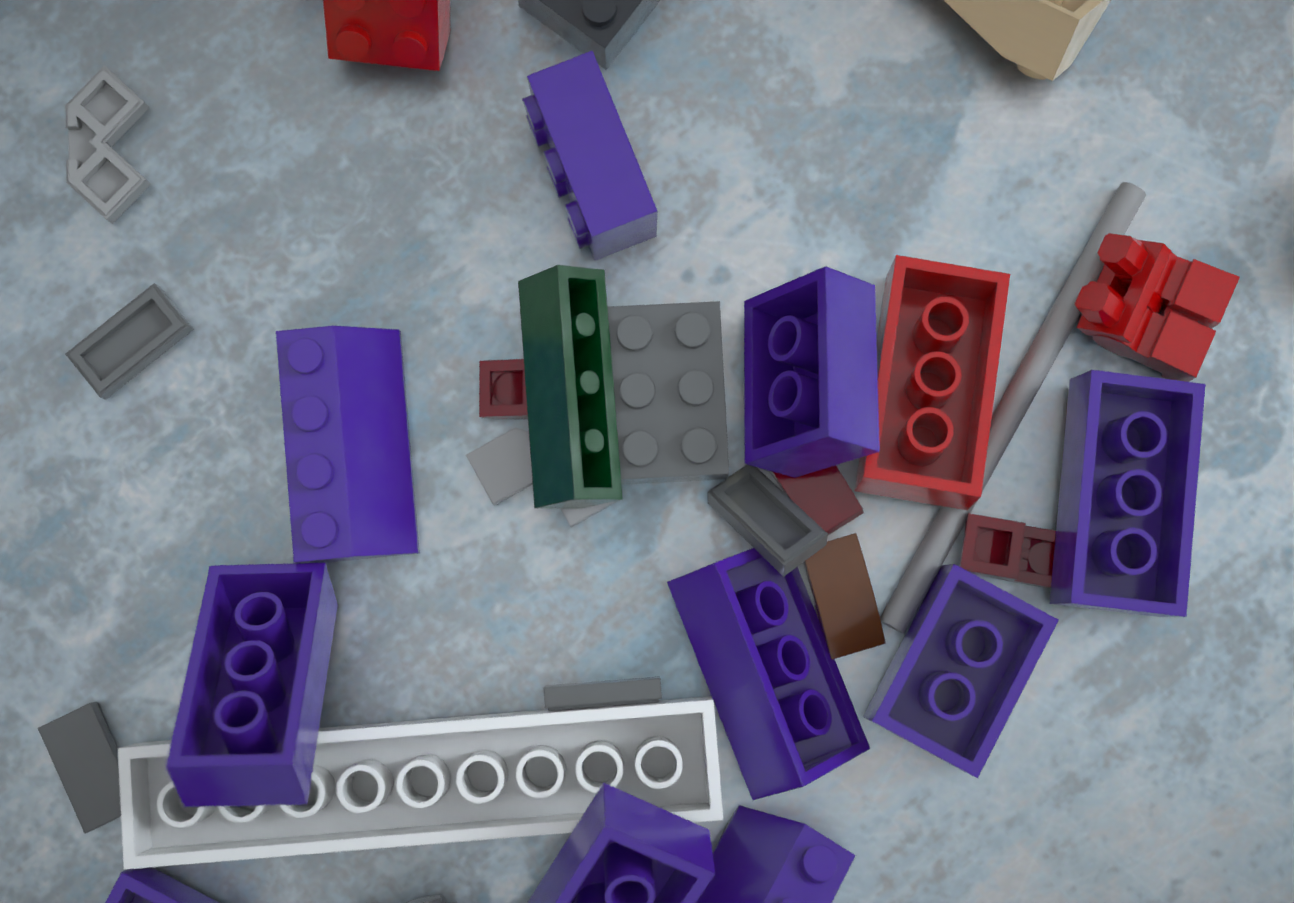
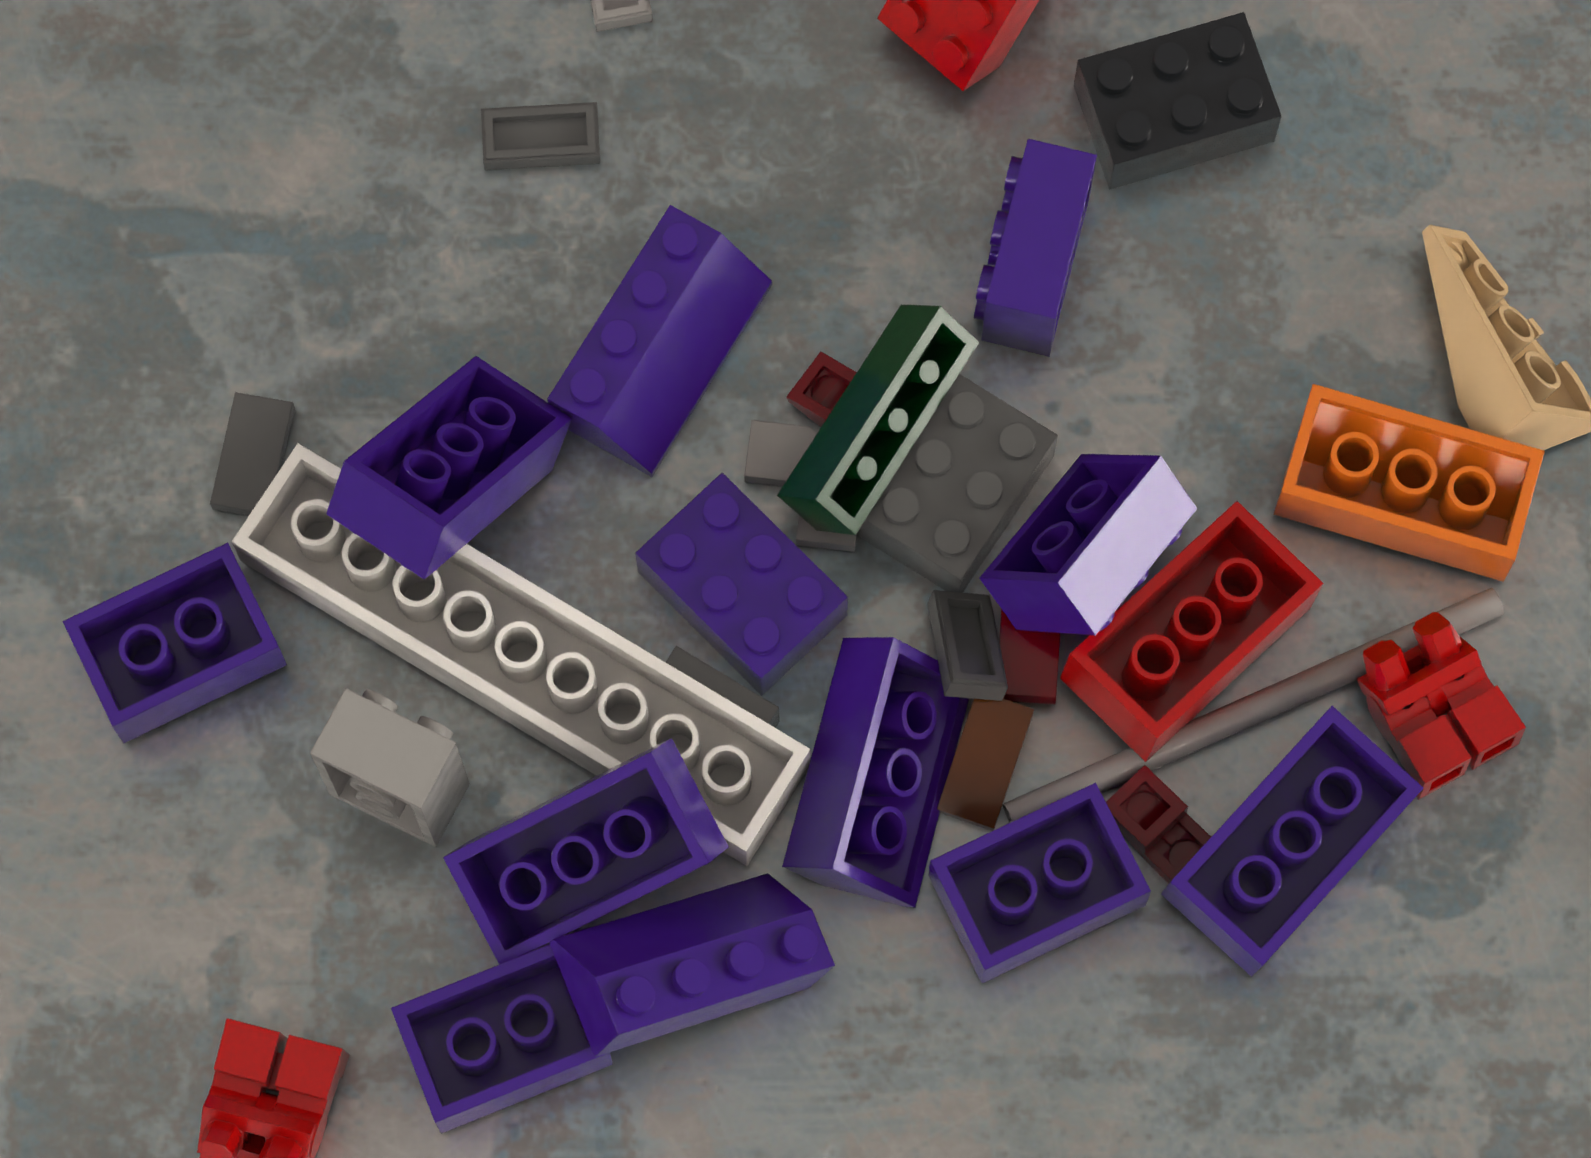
camera: 40 degrees right, 10 degrees down
(554, 595) = (742, 583): none -> dark purple brick
(1013, 143) = (1409, 483): none -> orange slope

